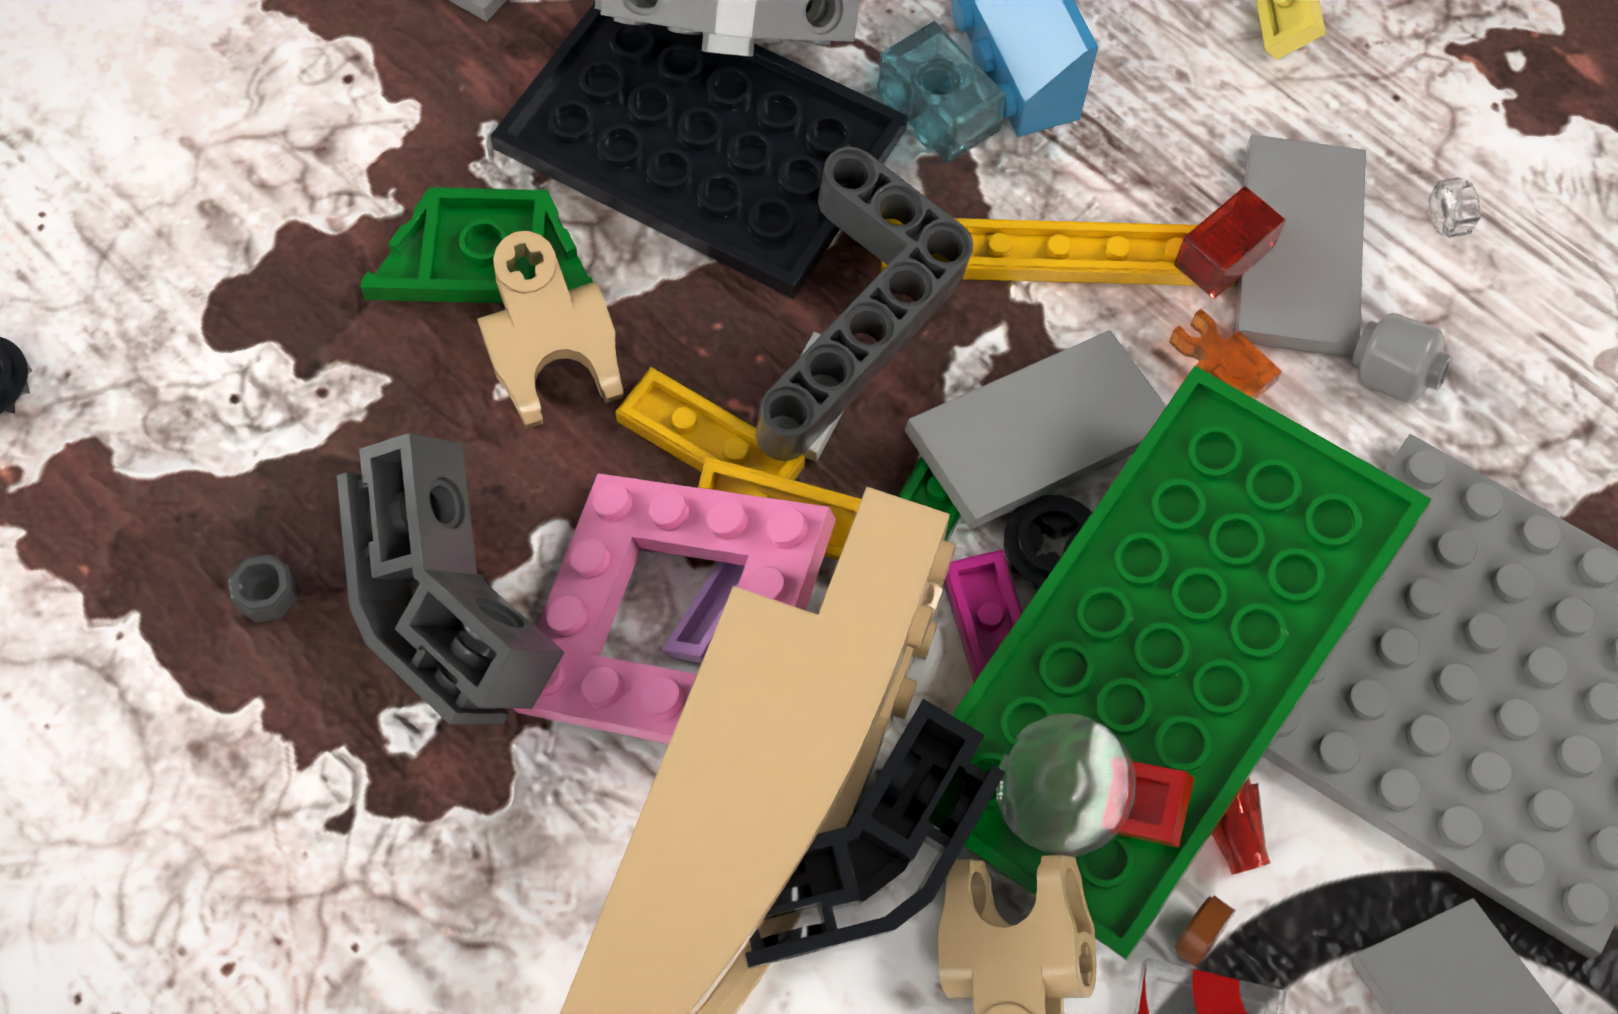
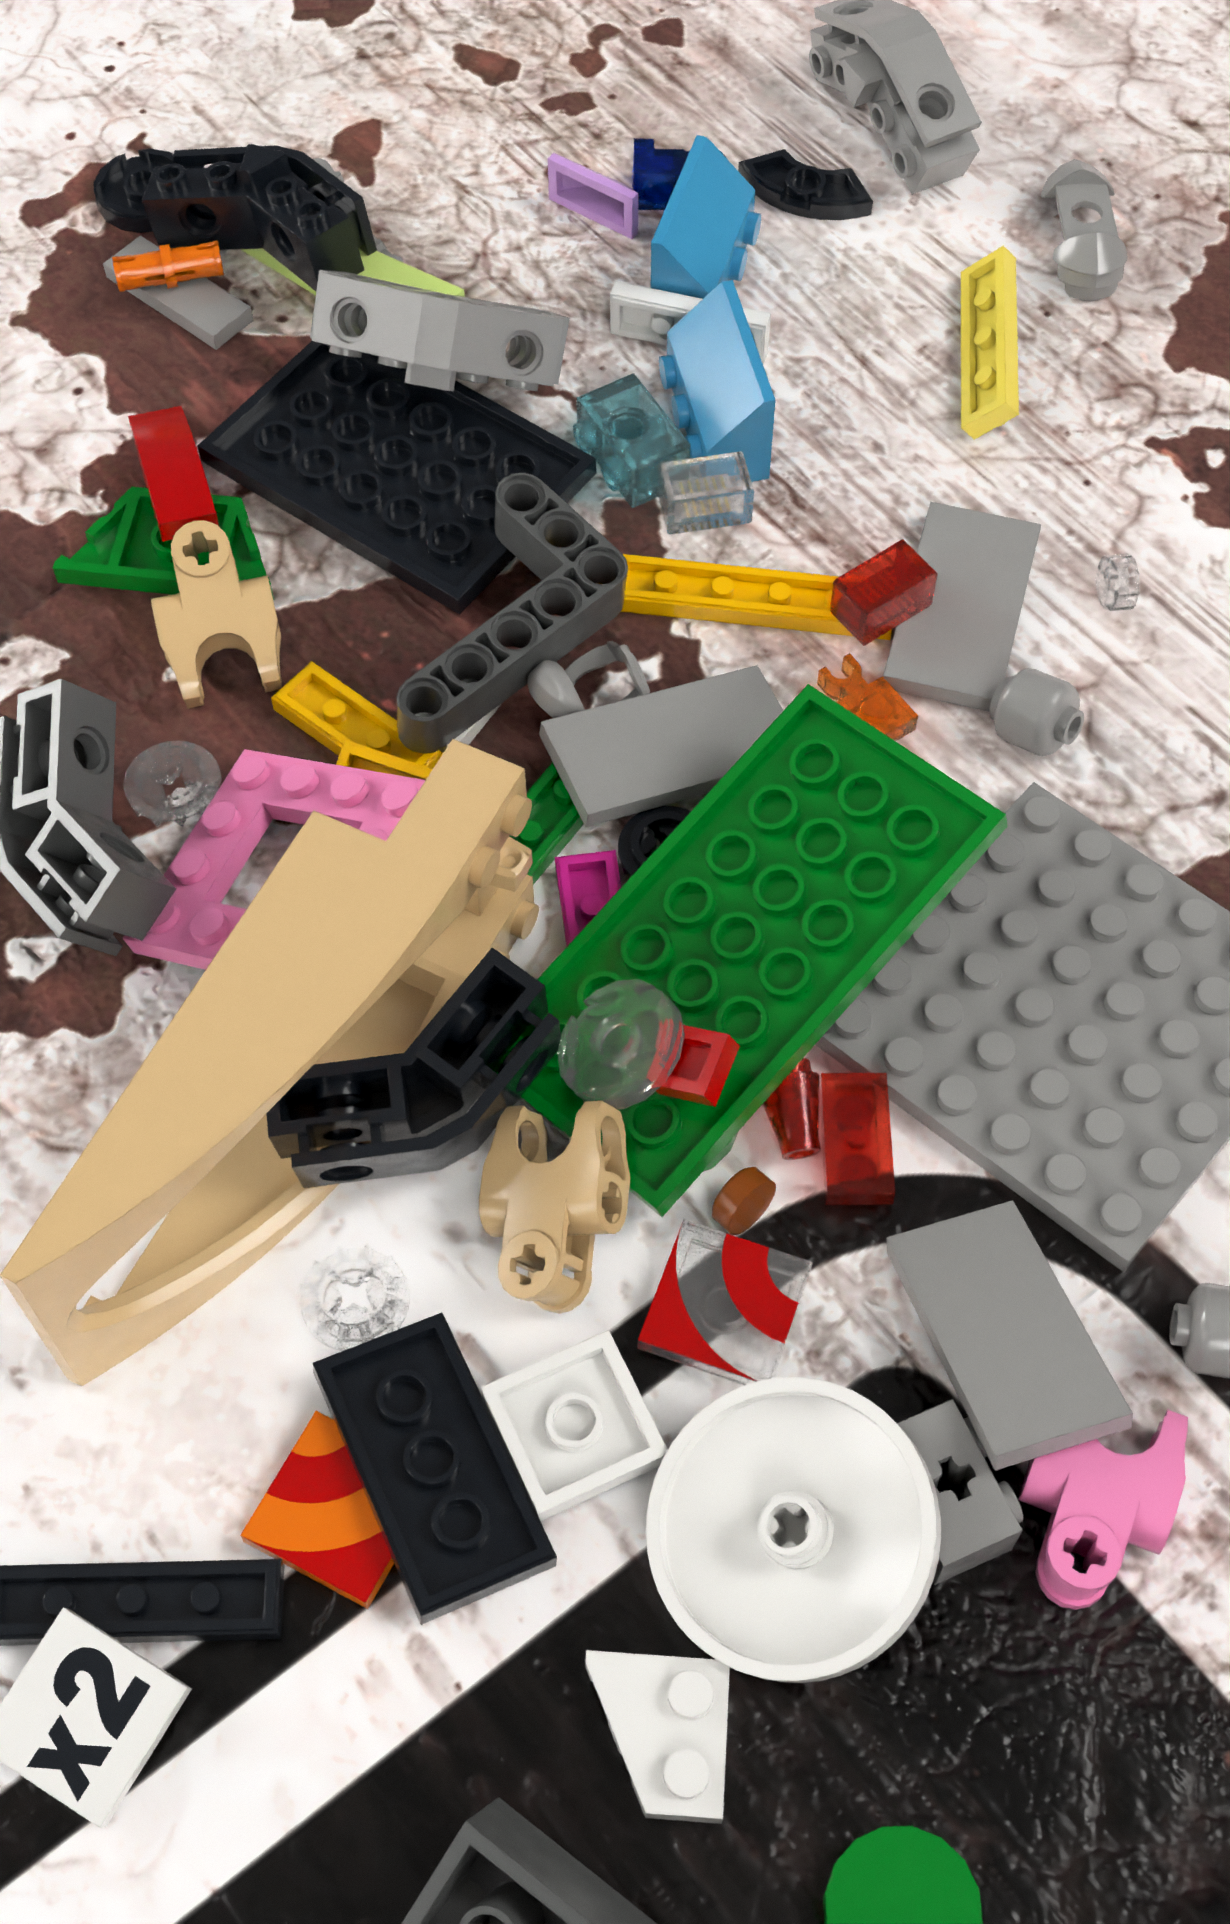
camera: 10 degrees right, 5 degrees down
(471, 168) = (172, 470): none -> red slope
(512, 498) = (162, 765): none -> clear gear
(913, 379) = (554, 686): none -> light grey piece
(1024, 143) = (705, 492): none -> clear piece
(1306, 848) = (856, 1139): none -> clear red plate

